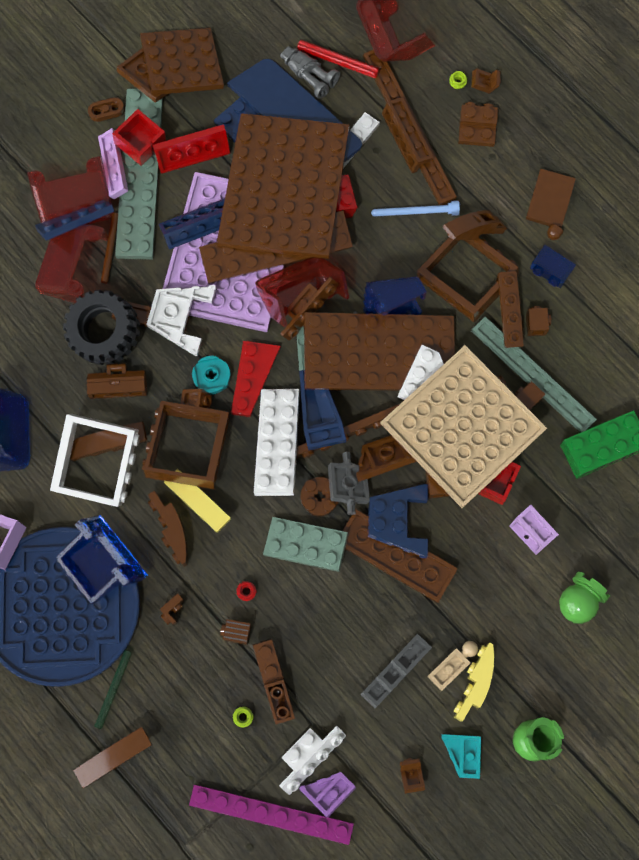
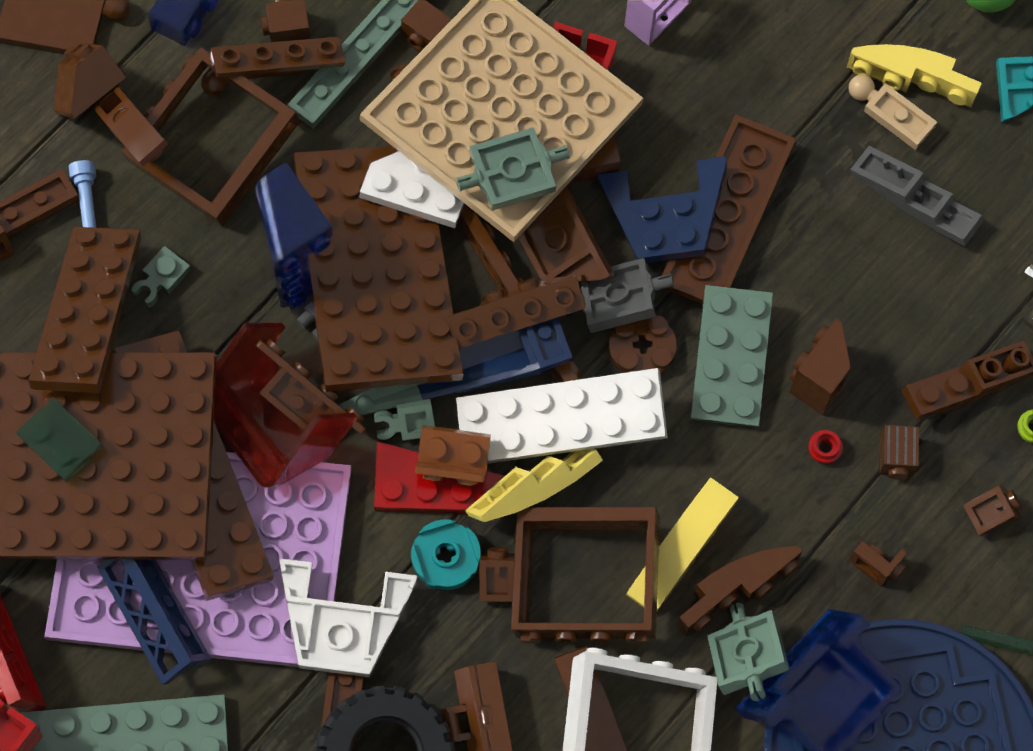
camera: 100 degrees left, 5 degrees down
(128, 525) = (747, 652): none -> sand green plate
(194, 682) = (993, 509): none -> reddish brown bracket
(238, 417) = (525, 488): none -> light yellow slope
(262, 381) = (453, 455): none -> dark orange bracket
(287, 593) = (823, 370): none -> reddish brown slope
(289, 175) = (59, 440): none -> clear green plate
(290, 364) = (408, 420): none -> sand green plate
(340, 420) = (516, 309): none -> reddish brown bracket
(365, 196) = (85, 310): none -> reddish brown plate
(391, 245) = (162, 272): none -> sand green plate
(420, 423) = (512, 168): none -> sand green plate
(507, 210) = (84, 78): none -> reddish brown slope

